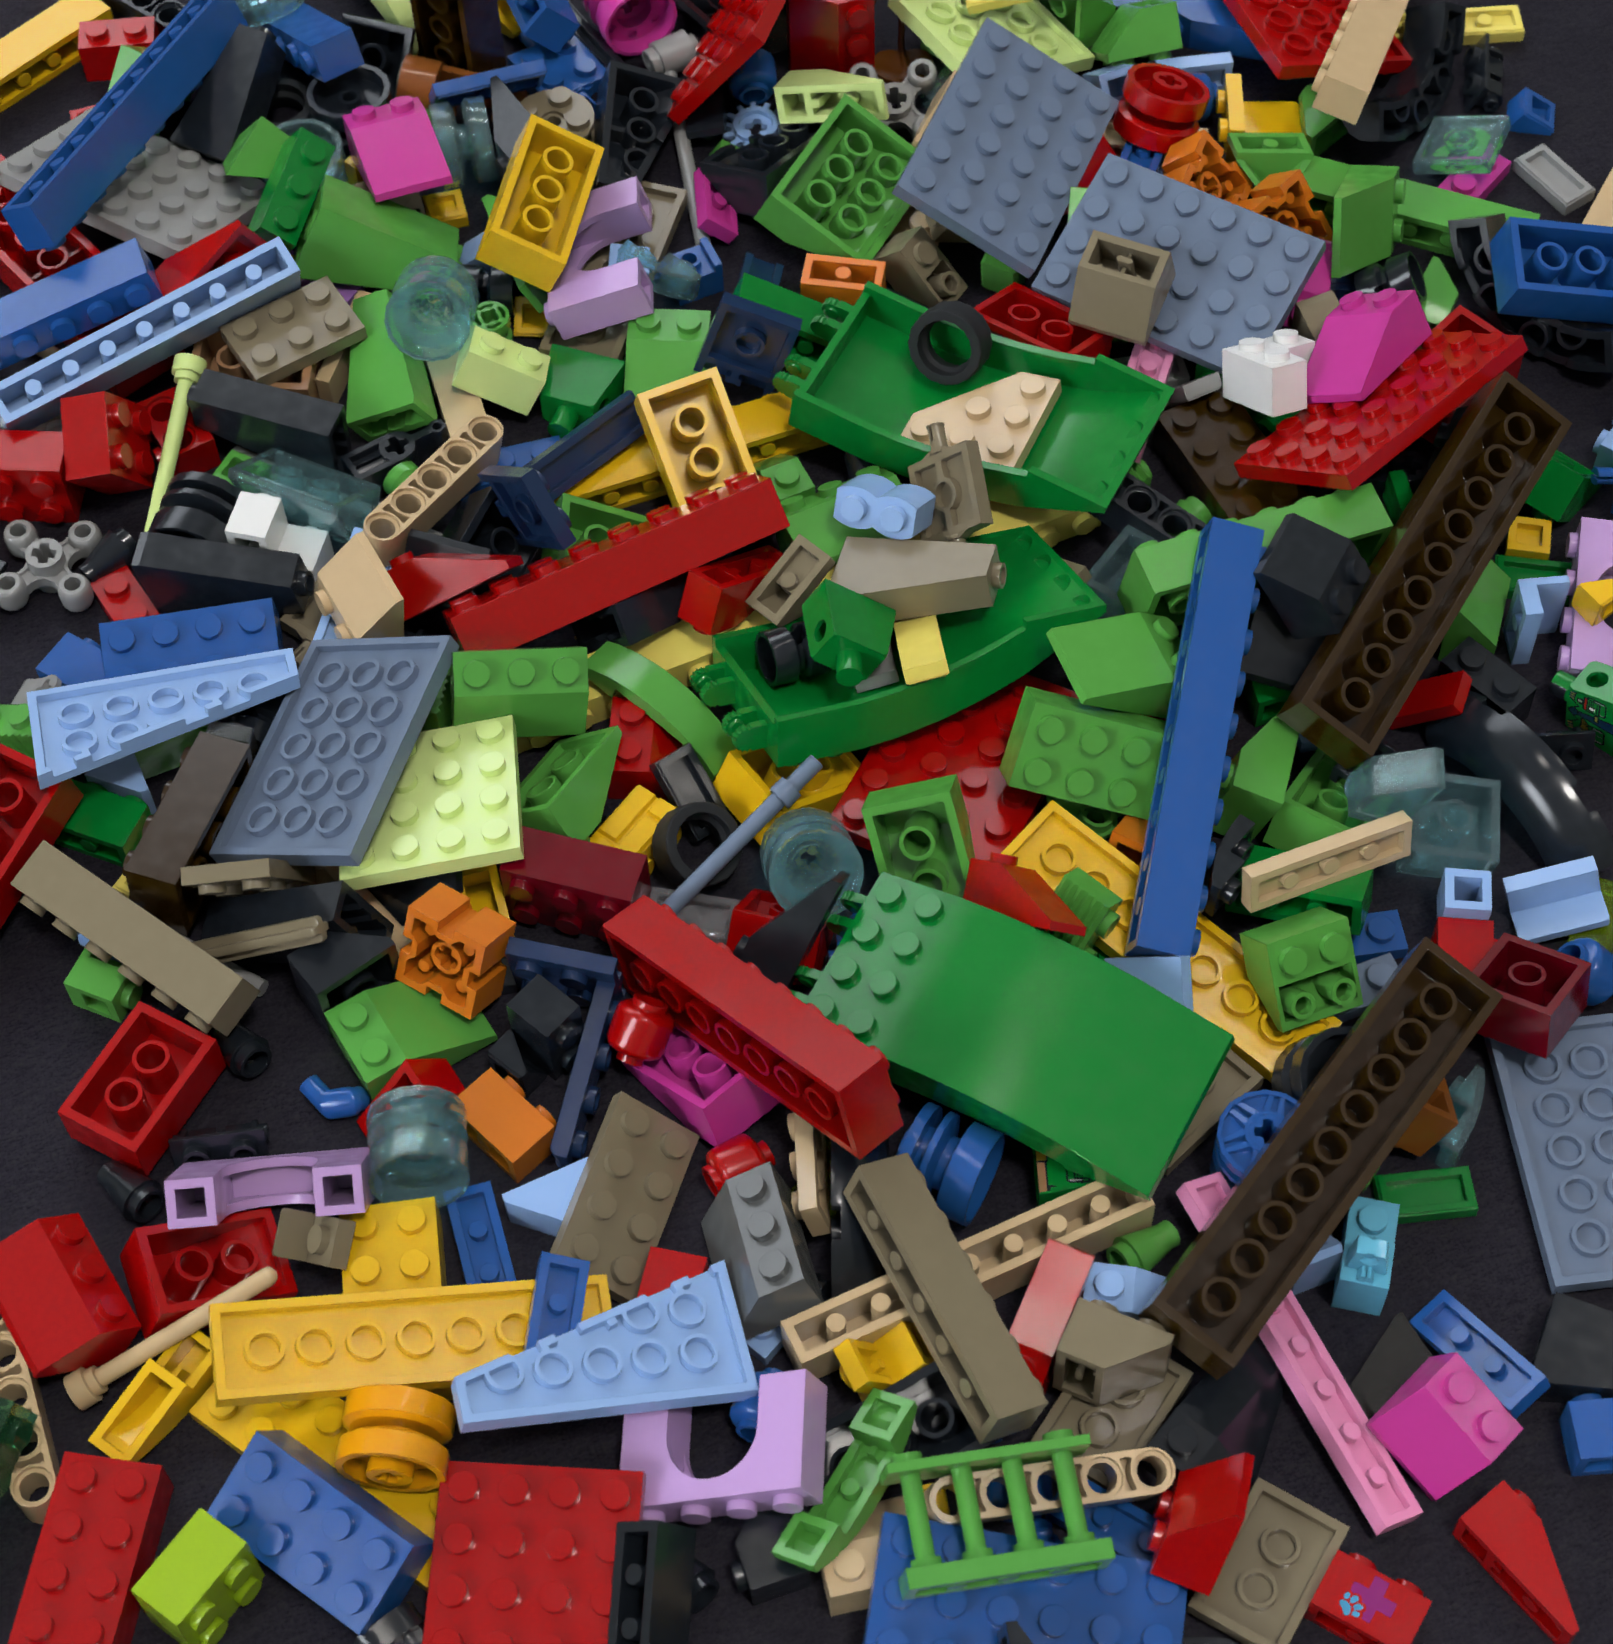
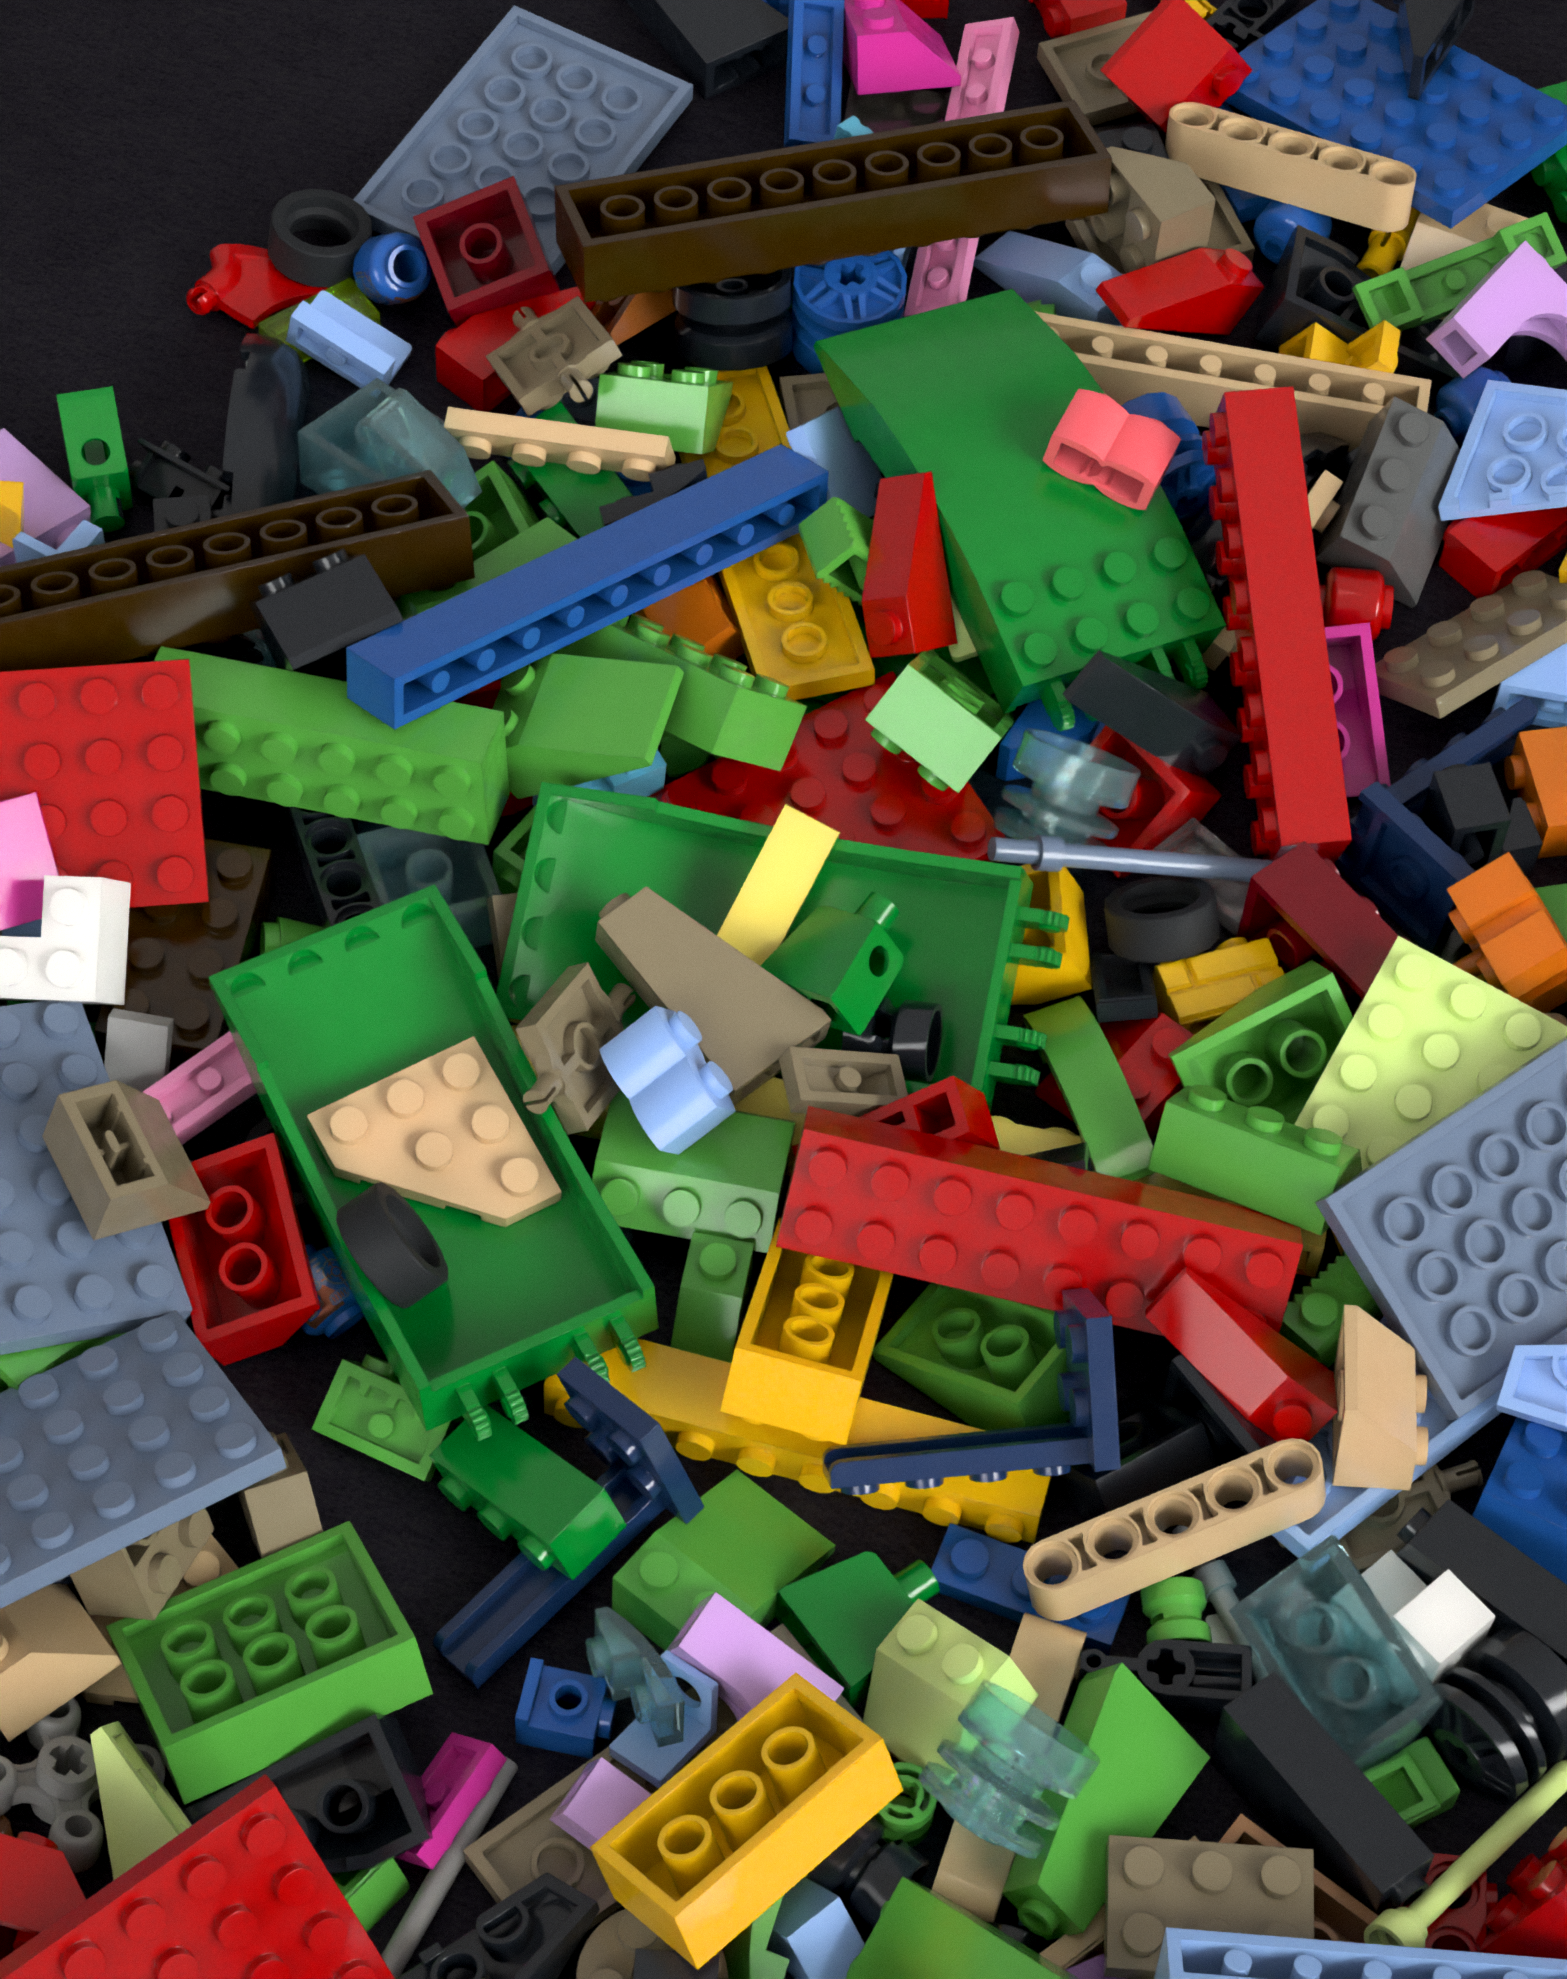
camera: 150 degrees left, 0 degrees up
(640, 1029) = (1373, 753): red head -> none
(839, 277) = (403, 1517): orange brick -> none
(945, 1298) = (1274, 288): dark tan brick -> none
(949, 1040) = (1111, 449): none -> coral brick
(978, 1564) = (1378, 105): bright green fence -> none
(1388, 914) = (553, 356): none -> dark tan plate
(1465, 894) = (441, 377): light blue brick -> none

